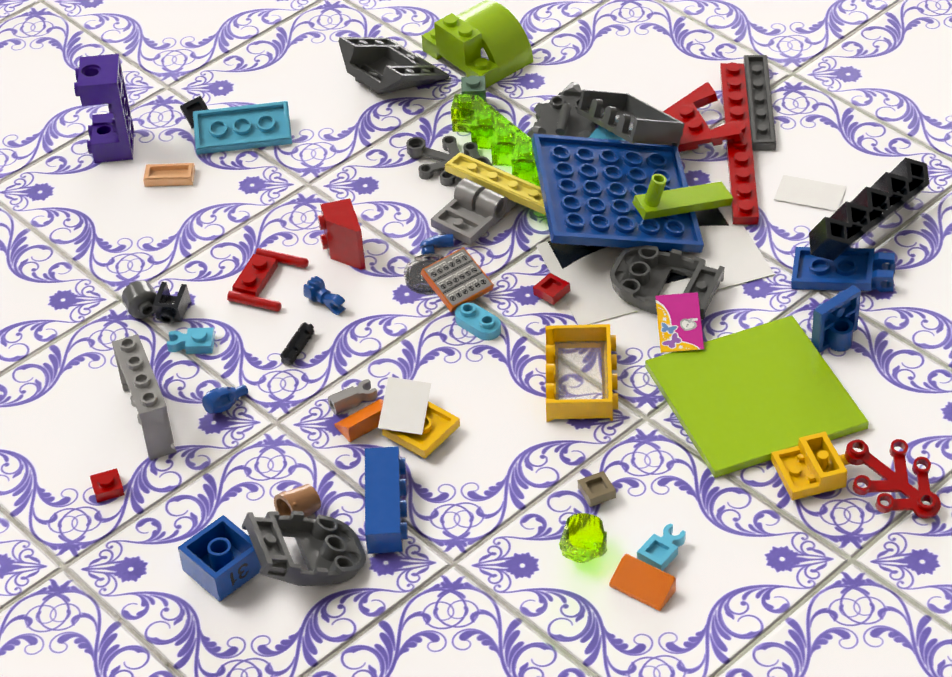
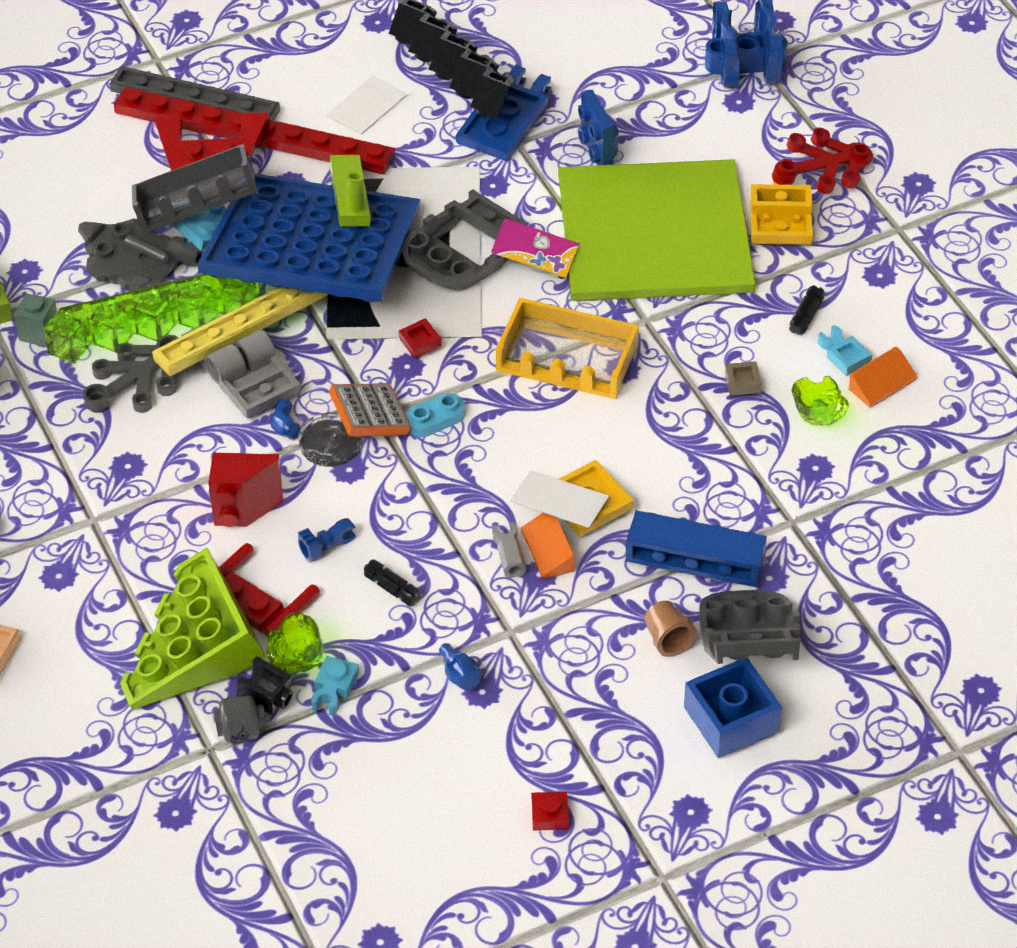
camera: 75 degrees left, 5 degrees up
(146, 396) = (446, 721): light grey window -> none
(209, 261) = (197, 637): none -> lime slope
(211, 307) = (295, 644): none -> clear neon green hair
(704, 514) = (806, 310): none -> black axle

